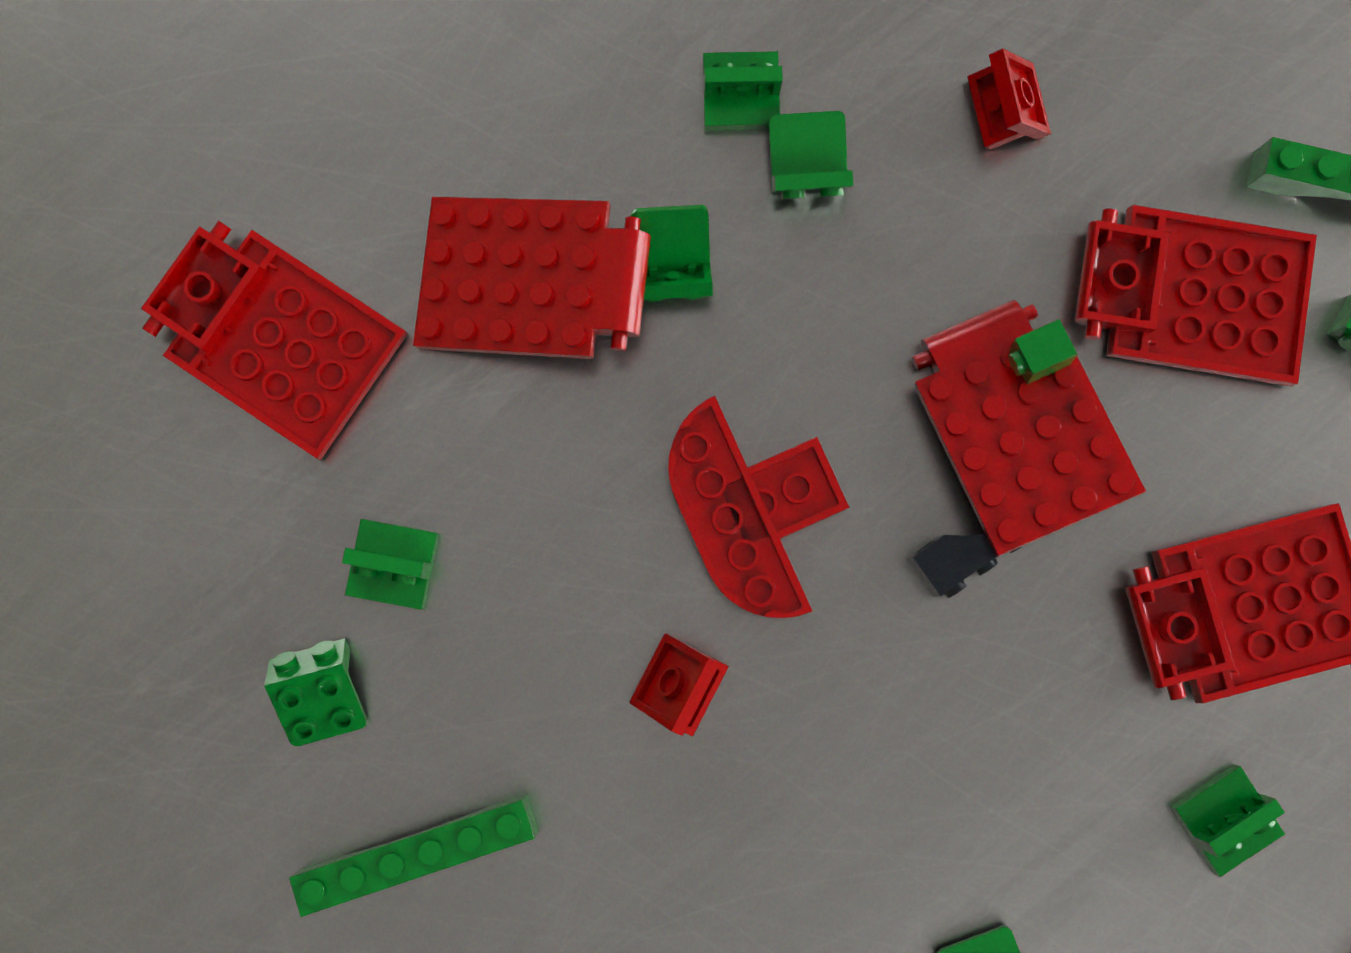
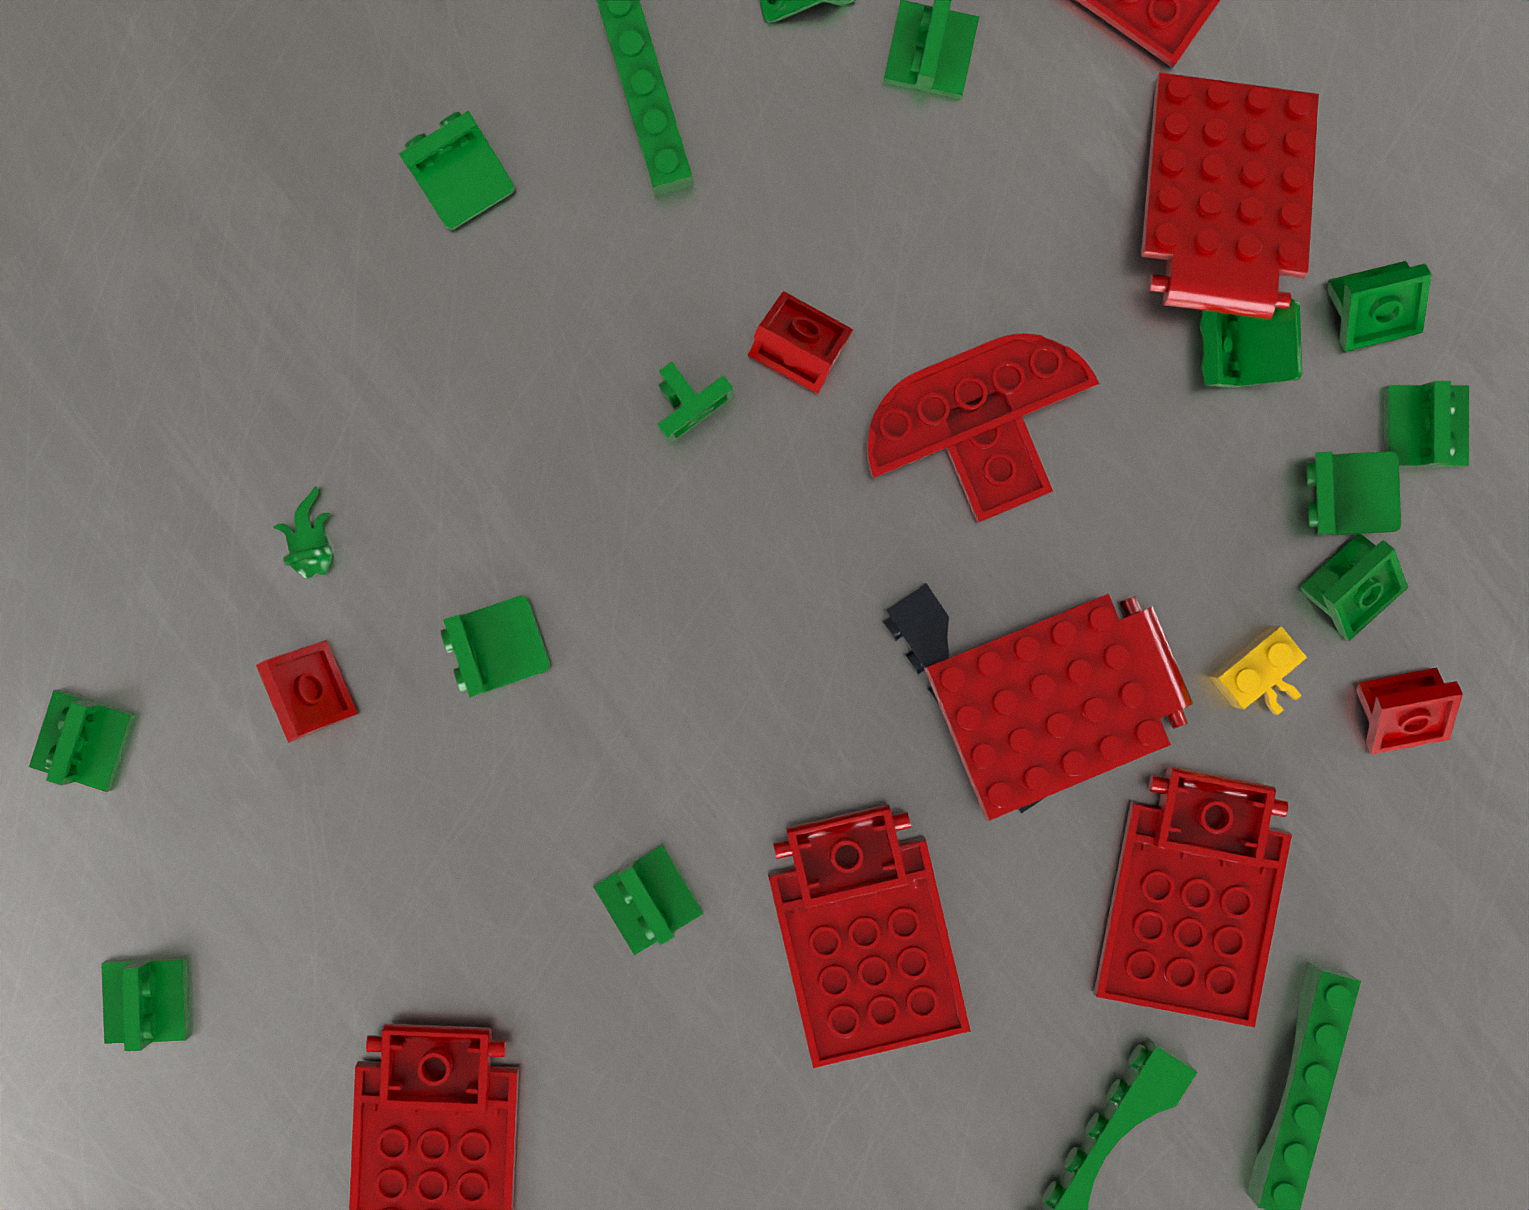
camera: 95 degrees right, 5 degrees up
(628, 134) = (1381, 304): none -> green bracket
(734, 805) = (693, 406): none -> green bracket
(893, 151) = (1357, 584): none -> green bracket
(978, 239) = (1258, 668): none -> yellow brick
(1041, 352) = (1136, 718): green brick -> none

